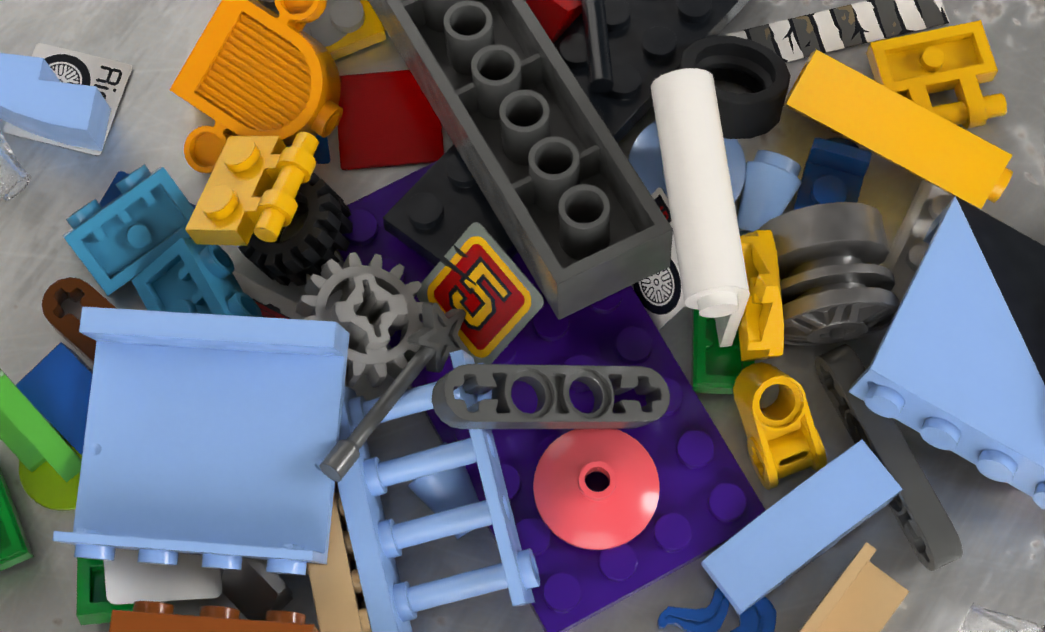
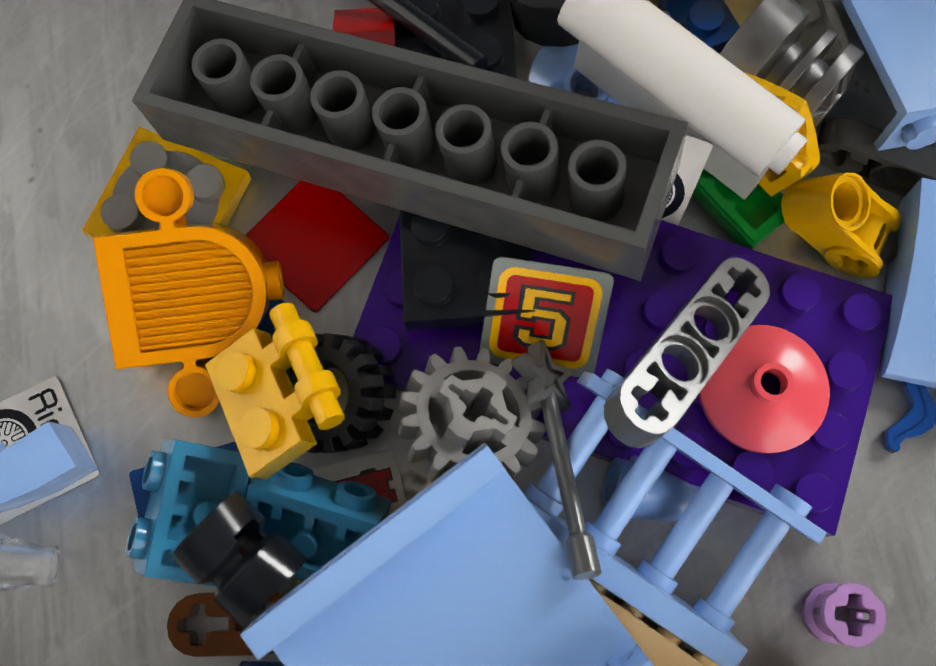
camera: 45 degrees left, 5 degrees up
(131, 267) = (238, 557): none -> black wheel

